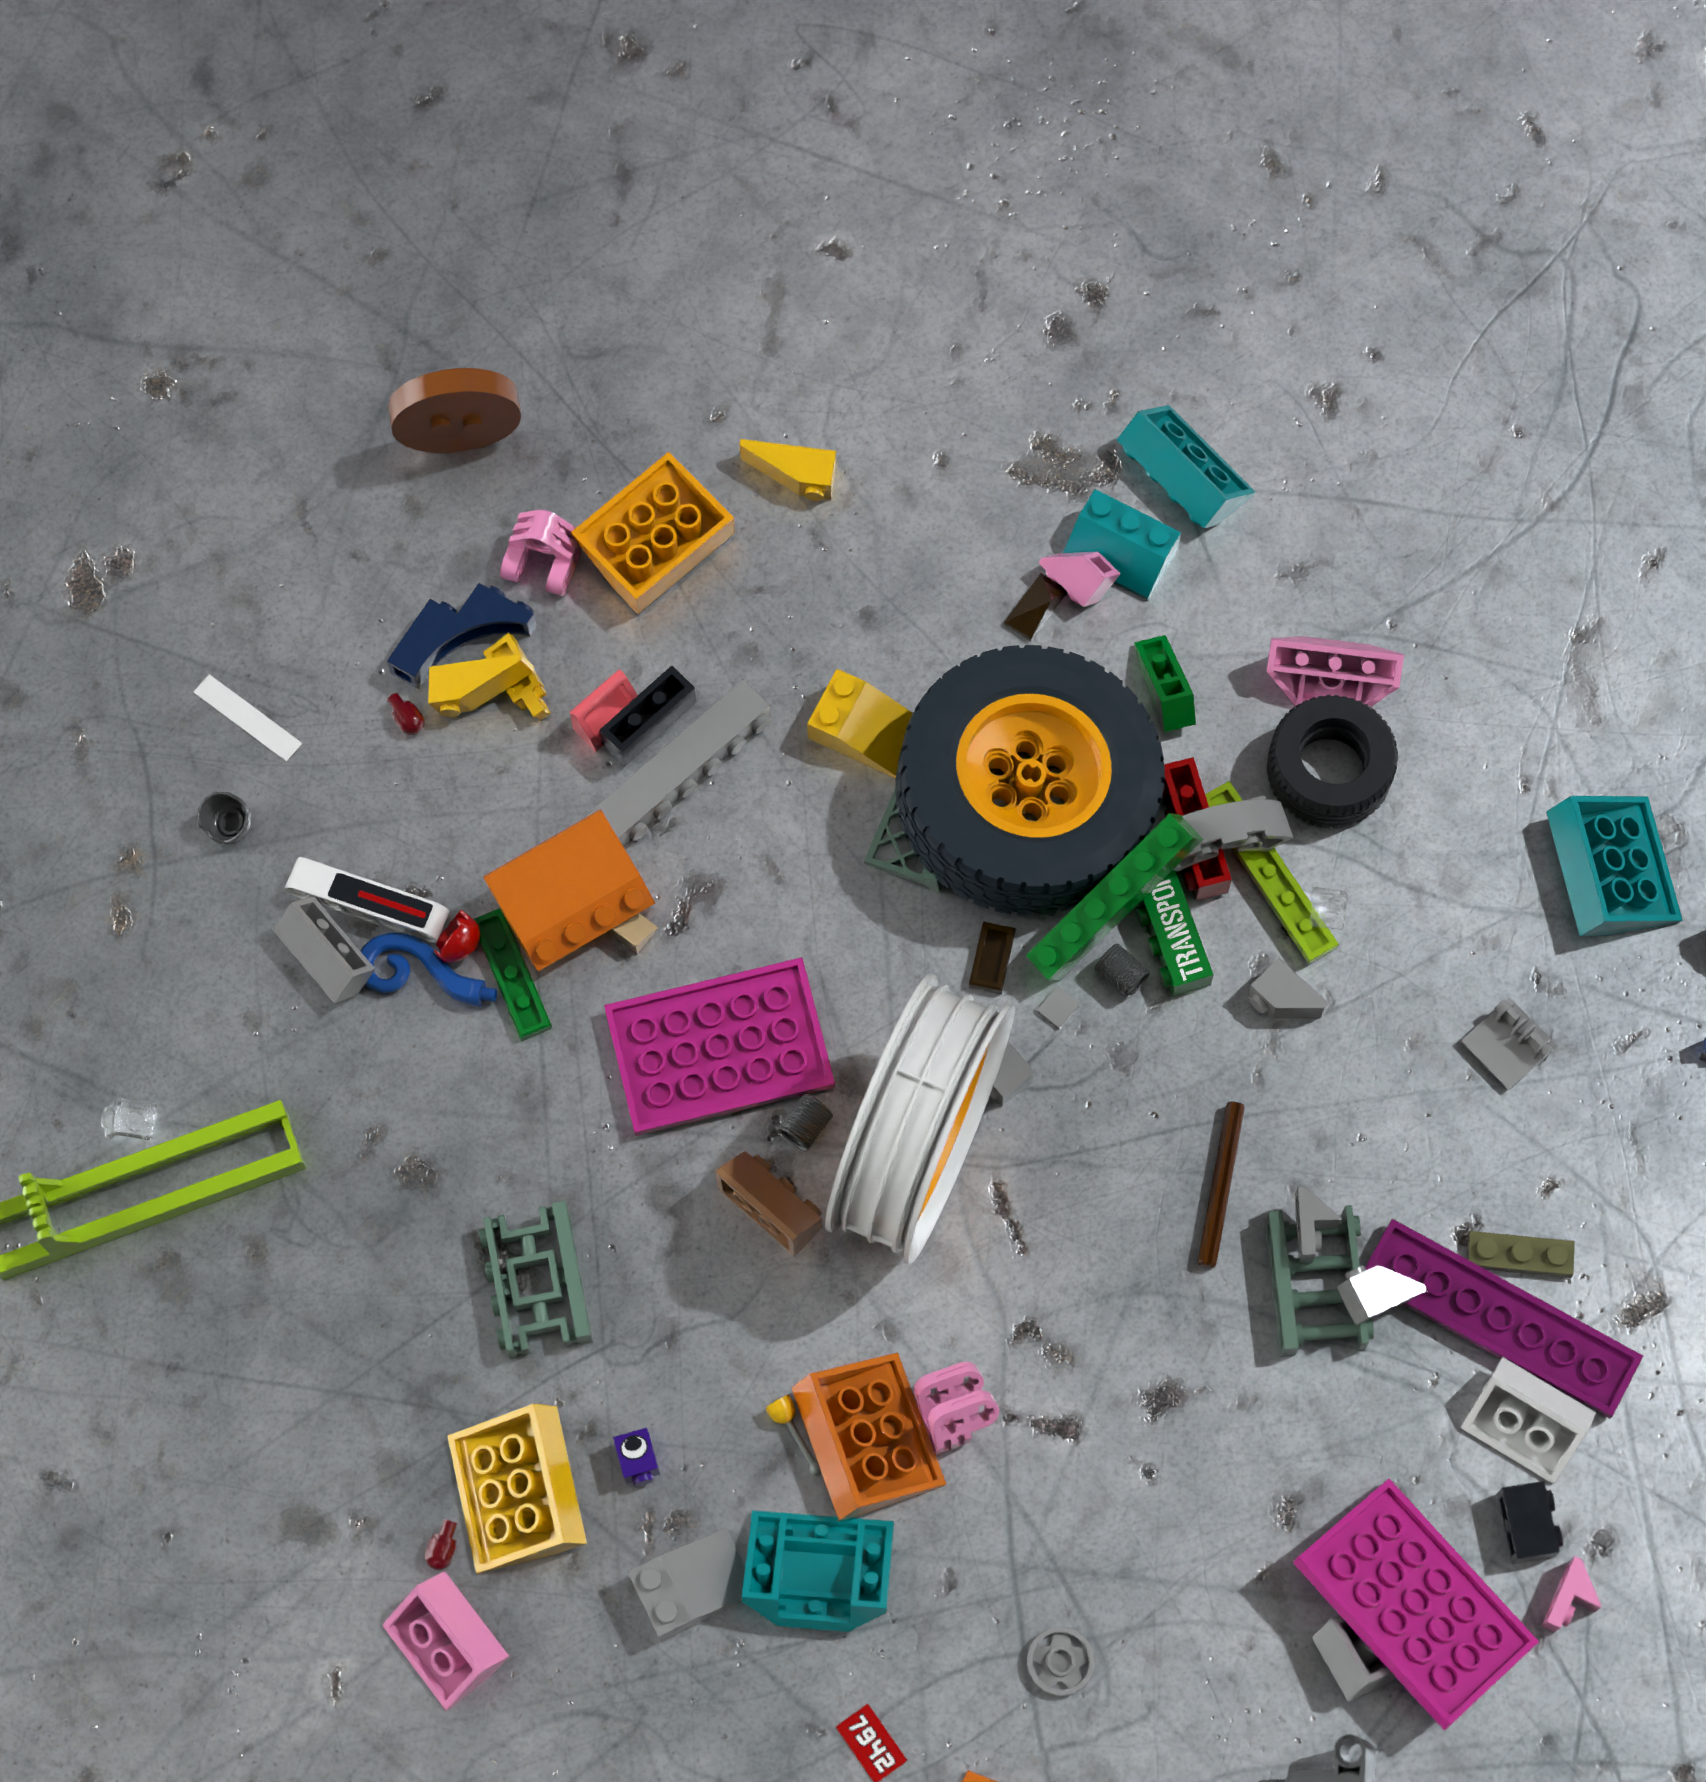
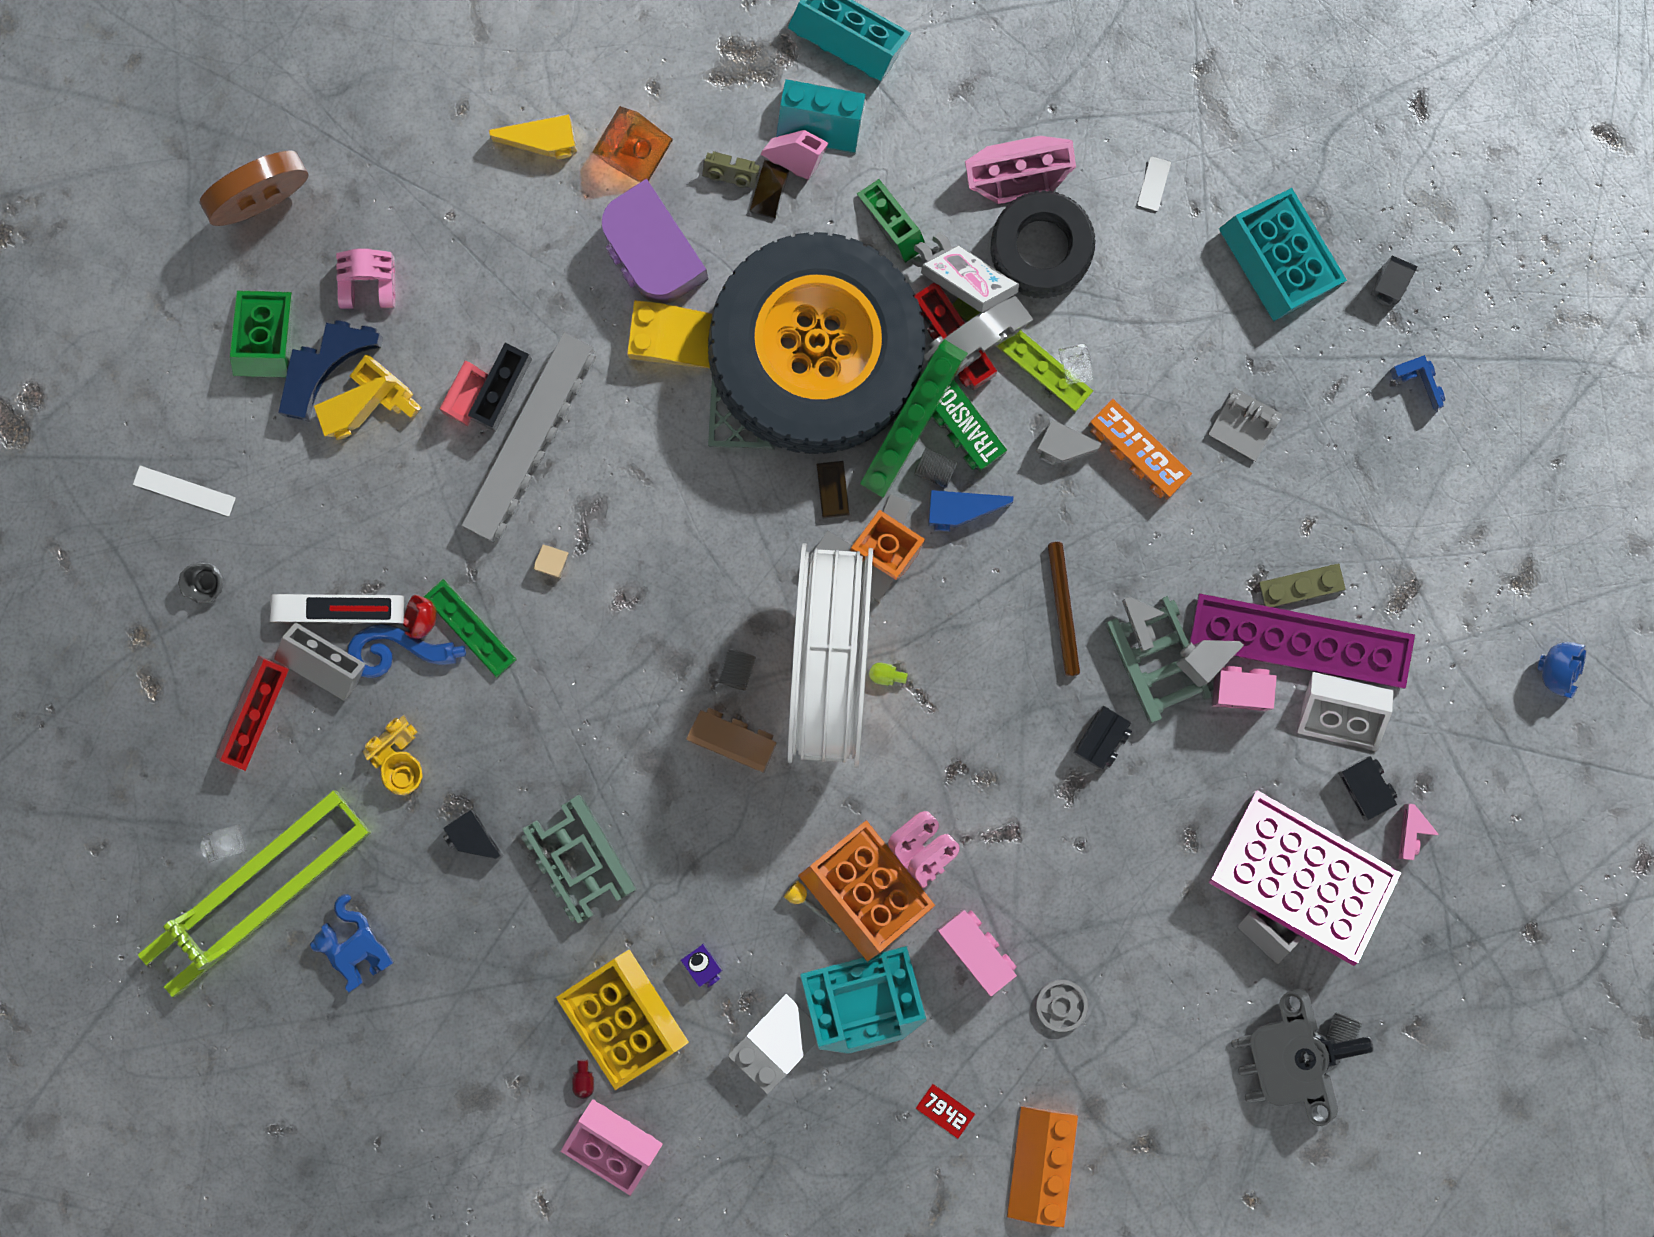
camera: 20 degrees left, 15 degrees up
(223, 980) = (252, 713): none -> red brick
(231, 1294) = (355, 949): none -> blue animal
(355, 1073) = (396, 733): none -> yellow hinge
(367, 1107) = (401, 773): none -> yellow hair
(401, 575) = (261, 334): none -> green slope
(406, 715) = (309, 448): dark red cylinder -> none
(419, 1209) = (471, 836): none -> black slope
(569, 890) = (492, 553): orange slope -> none
(654, 532) = (448, 232): light orange slope -> none
(719, 1046) = (650, 632): dark pink plate -> none
(877, 617) = (650, 246): none -> medium lavender brick
(896, 509) = (632, 144): none -> clear orange slope
(978, 1552) = (978, 951): none -> bright pink brick
(982, 1189) = (886, 674): none -> lime cylinder
(989, 567) = (718, 168): none -> olive hinge
(1041, 1037) = (892, 545): none -> orange slope
(1136, 1026) = (959, 508): none -> blue slope
(1219, 1350) = (1102, 738): none -> black brick
(1228, 760) = (963, 274): none -> tile
(1372, 1029) = (1139, 449): none -> orange brick
(1411, 1347) = (1244, 690): none -> bright pink brick
(1485, 741) = (1154, 183): none -> white sticker

